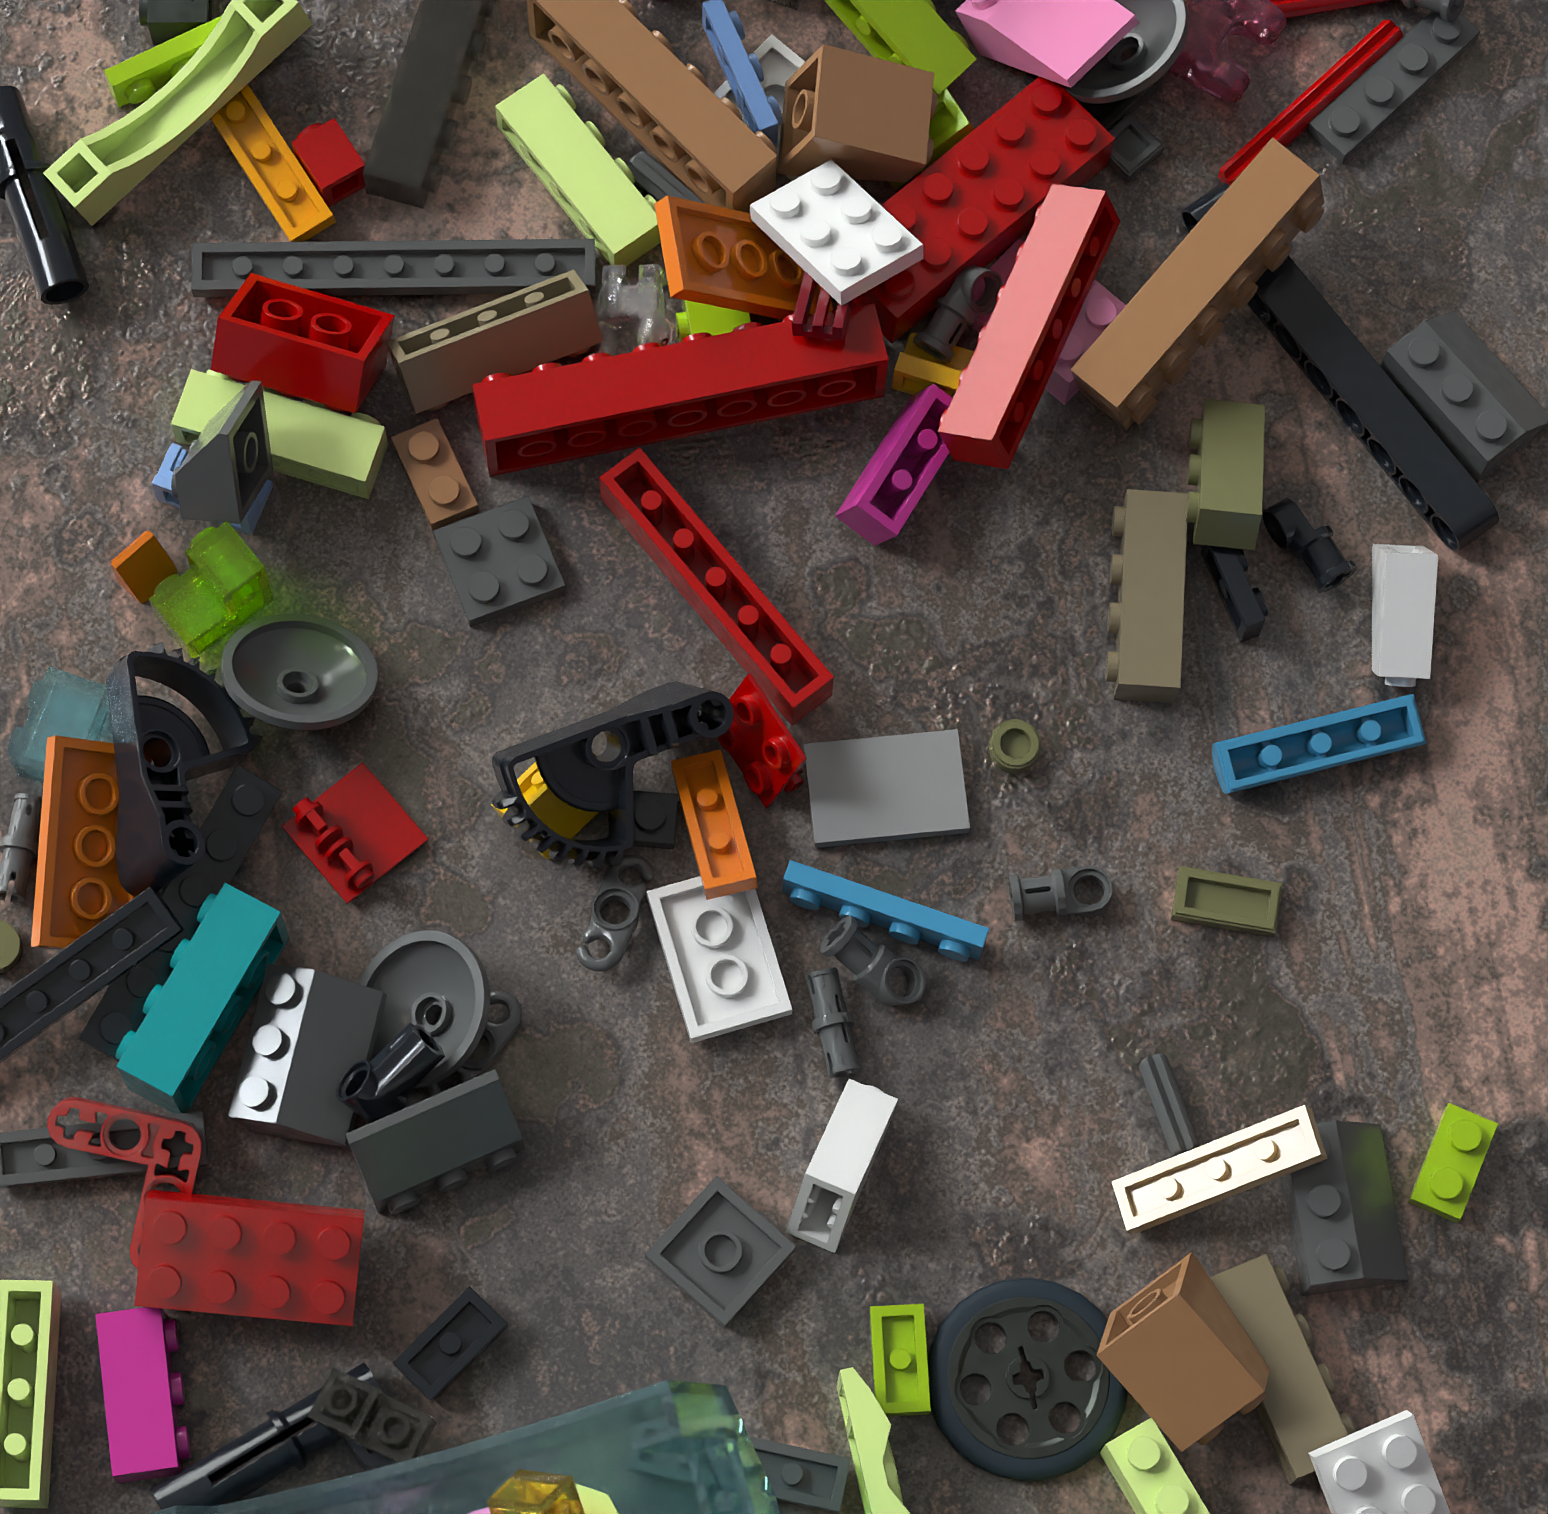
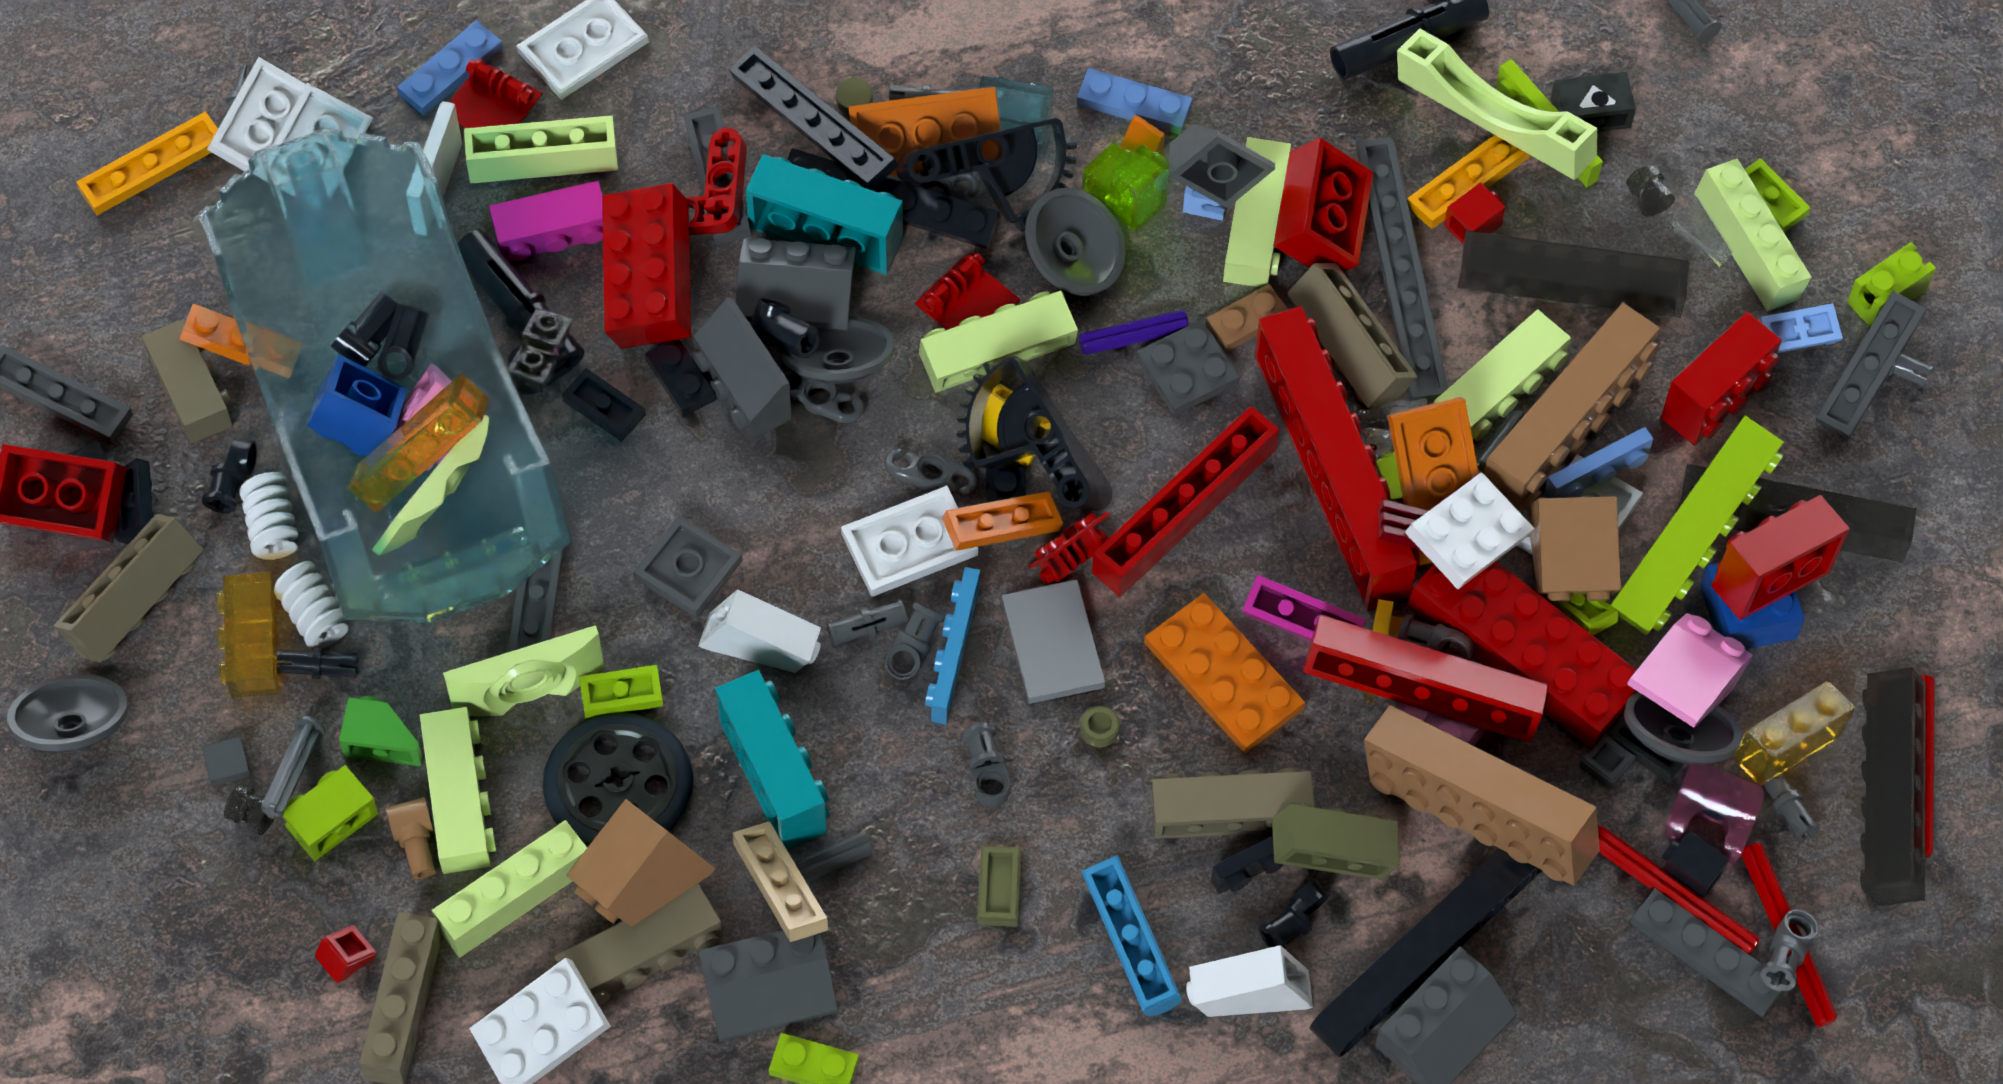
camera: 85 degrees right, 10 degrees down
(67, 570) = (1130, 98): none -> medium blue plate
(416, 1236) = (680, 377): none -> black plate
(432, 797) = (1012, 330): none -> yellowish green brick
(436, 622) = (1132, 332): none -> dark purple axle
(955, 581) = (1224, 673): none -> orange plate
(1040, 1162) = (772, 760): none -> teal brick
(1286, 70) = (1695, 863): none -> black brick

